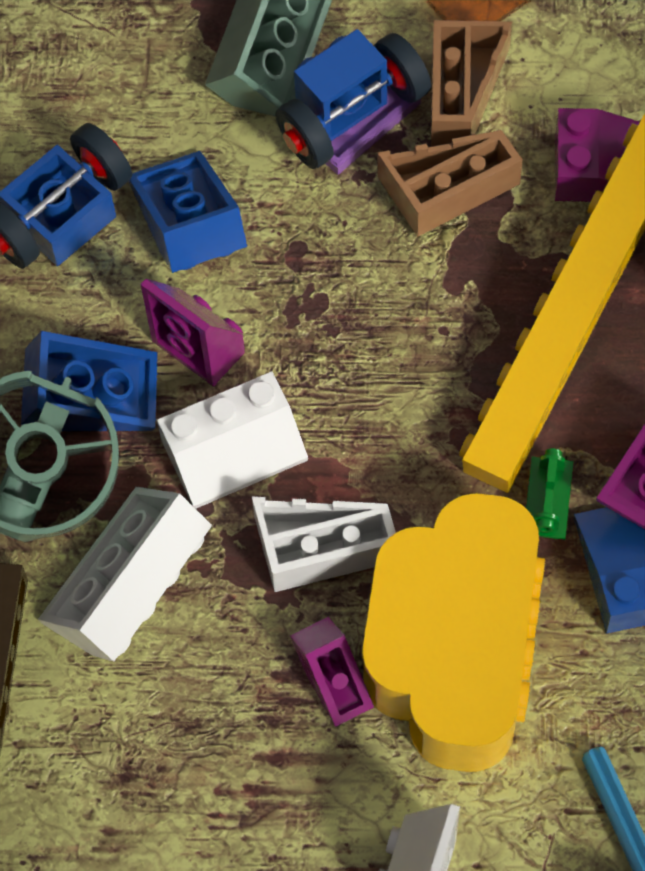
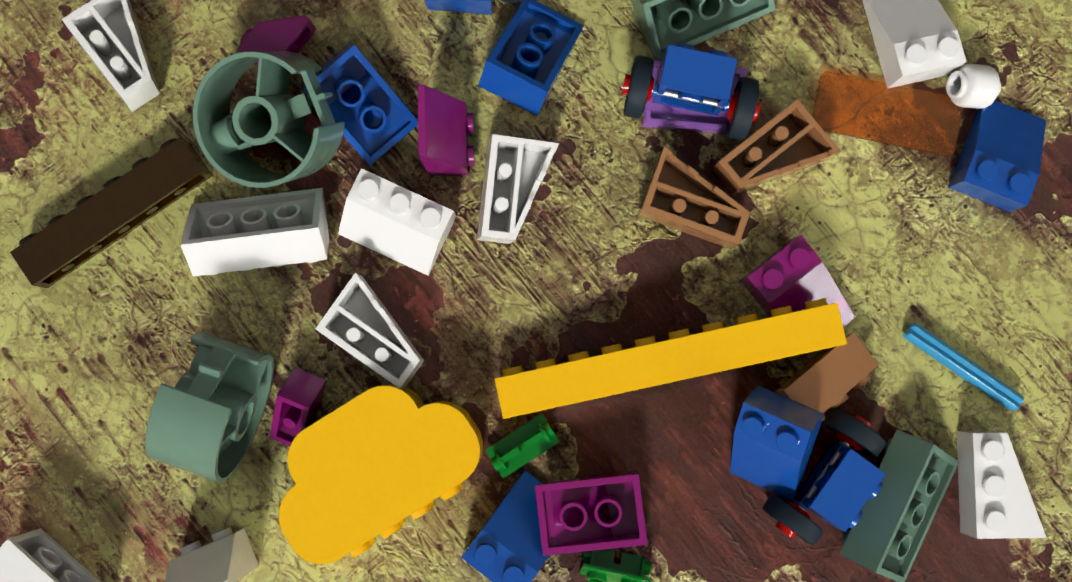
camera: 45 degrees right, 20 degrees up
(266, 716) = (212, 409): none -> sand green animal
(290, 313) = (510, 183): none -> white wedge

